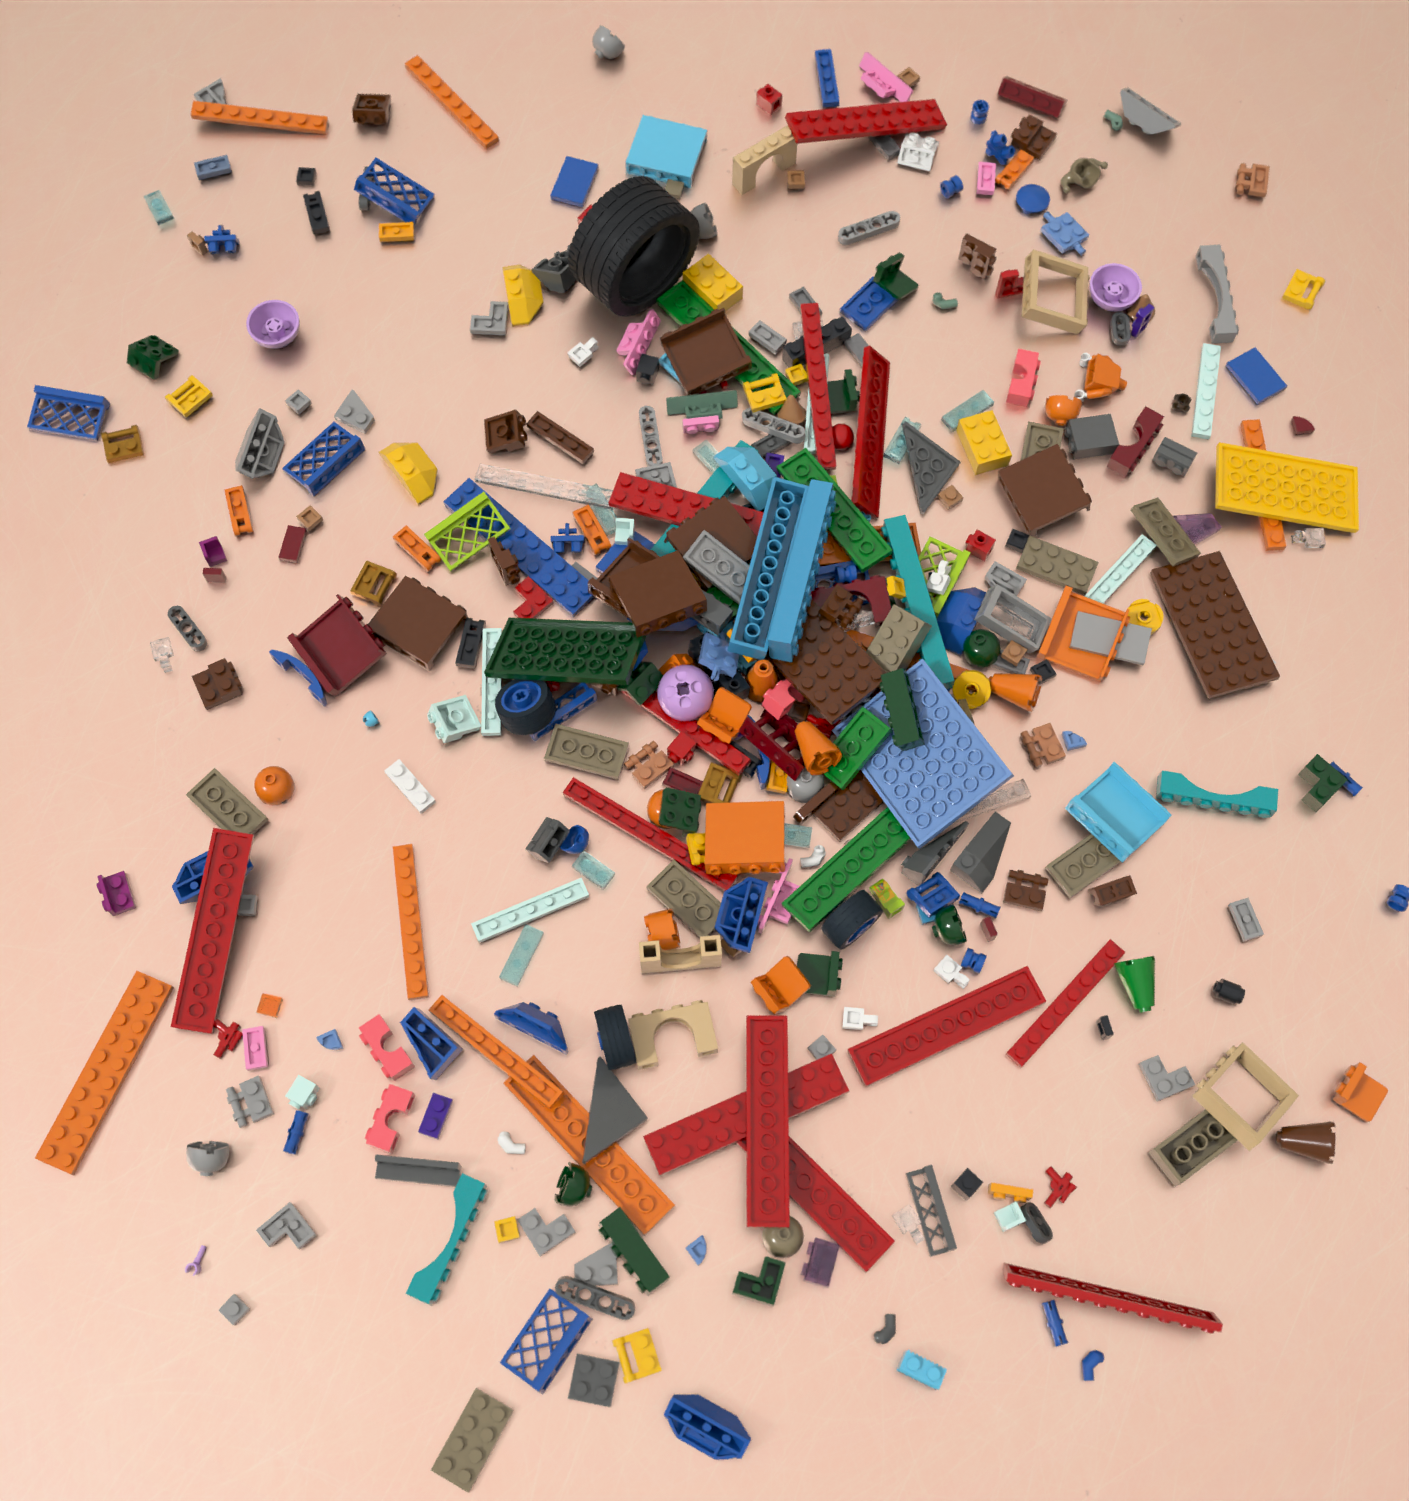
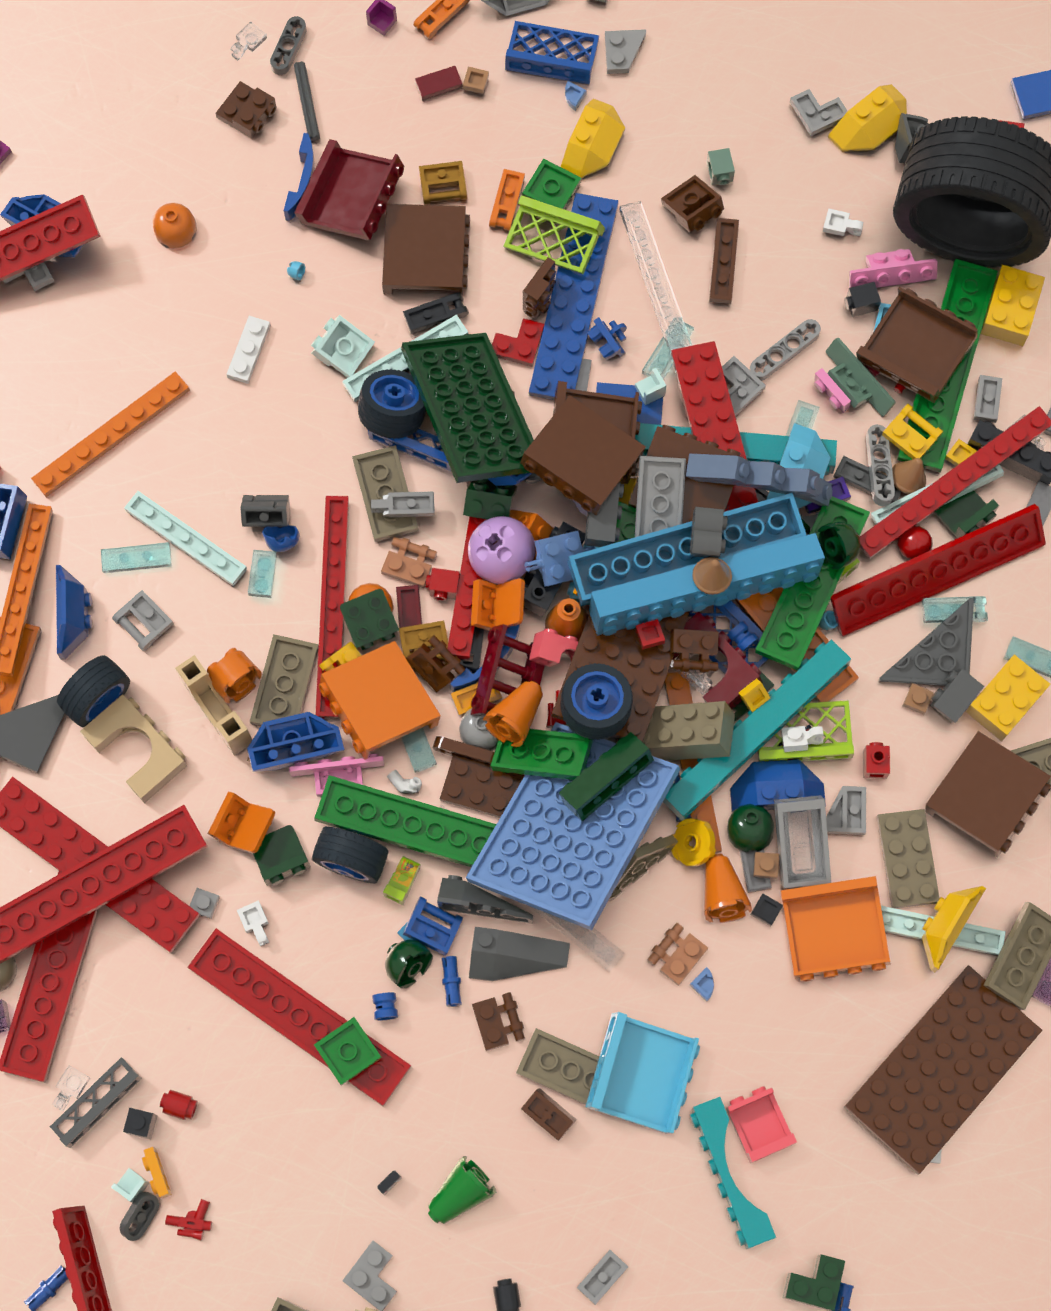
camera: 60 degrees right, 5 degrees up
(214, 575) = (357, 33): tile -> none
(226, 804) = (126, 197): dark tan plate -> none
(240, 639) = (306, 100): none -> dark grey axle
(366, 462) = (574, 95): none -> medium blue tile
(426, 513) = (552, 185): none -> green plate
(489, 400) = (720, 166): none -> sand green brick
(573, 969) = (148, 614): none -> light grey plate
(591, 529) = (637, 353): orange plate -> none
(607, 739) = (405, 504): none -> light grey hinge
(740, 790) = (431, 668): none -> reddish brown plate
(745, 492) = (760, 475): none -> sand blue arch
(771, 543) = (707, 532): none -> dark grey brick
(799, 711) = (556, 677): reddish brown tile -> none
(804, 556) = (712, 575): none -> medium nougat hat
(814, 626) = (650, 634): none -> red plate
(822, 470) = (839, 544): none -> dark green cylinder
(846, 684) = (596, 701): none -> wheel
(949, 971) = (361, 988): white plate -> none
(964, 470) = (956, 695): none -> dark grey brick
(967, 1148) = (178, 1105): none -> red brick
(988, 929) = (429, 1004): dark red tile -> none
(995, 1002) = (347, 1051): none -> green plate
(1017, 540) = (911, 798): black tile -> none
(1065, 1003) = (396, 1128): red plate -> none
(1098, 633) = (842, 943): light grey tile -> none
(1122, 563) = (948, 923): none -> yellow wedge
(1145, 607) = (903, 972): yellow plate -> none
(1193, 758) = (760, 1124): none -> coral panel

